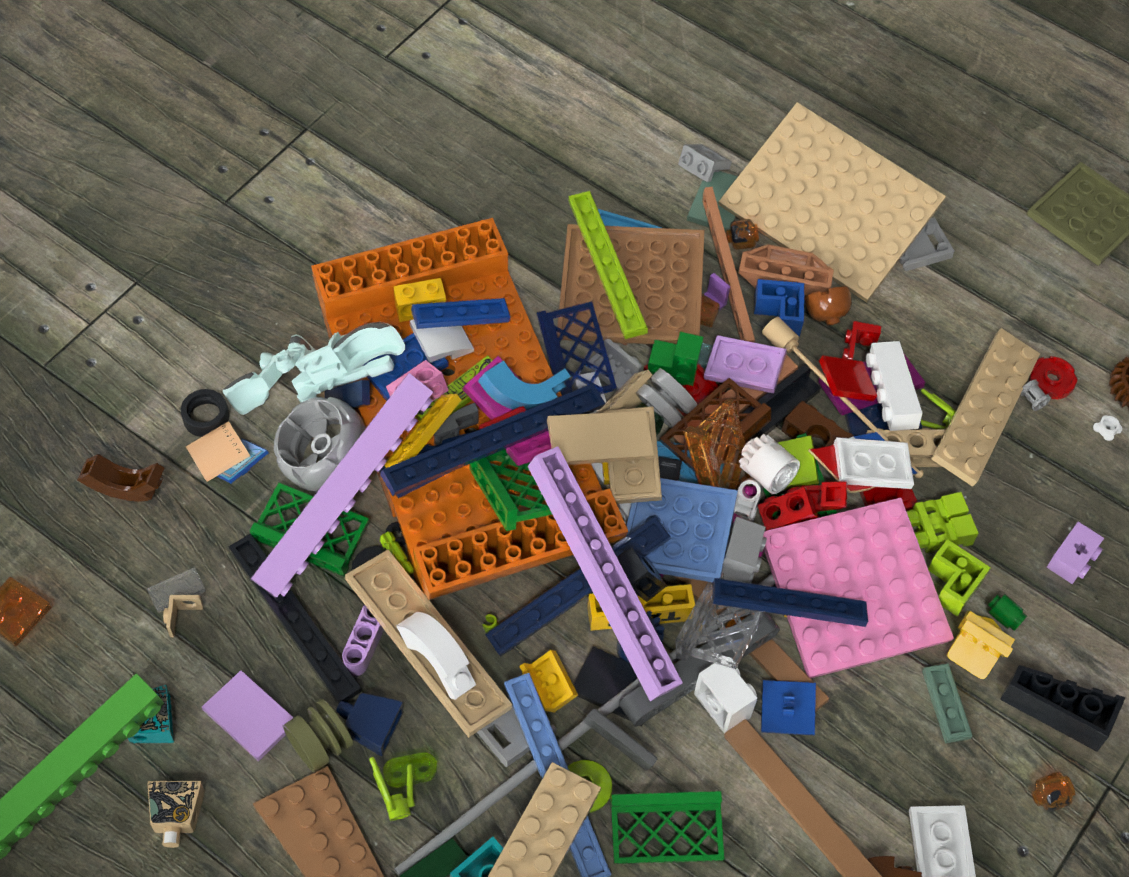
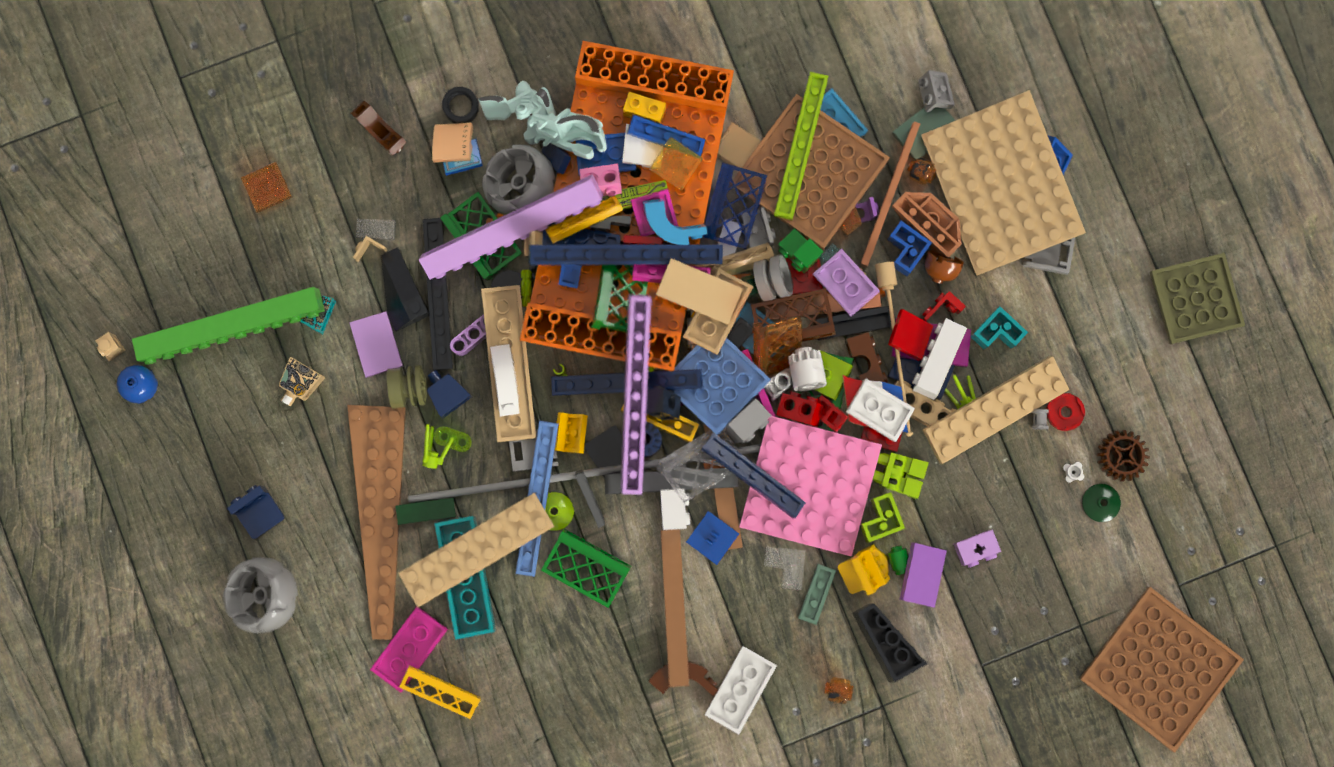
camera: 30 degrees right, 25 degrees up
(251, 641) = (402, 296): none -> black wedge
(381, 500) = (534, 238): none -> tan slope
(442, 497) = (570, 275): none -> blue bracket
(489, 331) = (676, 163): none -> clear yellow plate
(539, 300) = (737, 146): none -> tan piece
(895, 680) = (791, 563): none -> clear brick
(931, 328) = (999, 325): none -> teal brick
(1043, 612) = (923, 574): none -> medium lavender tile

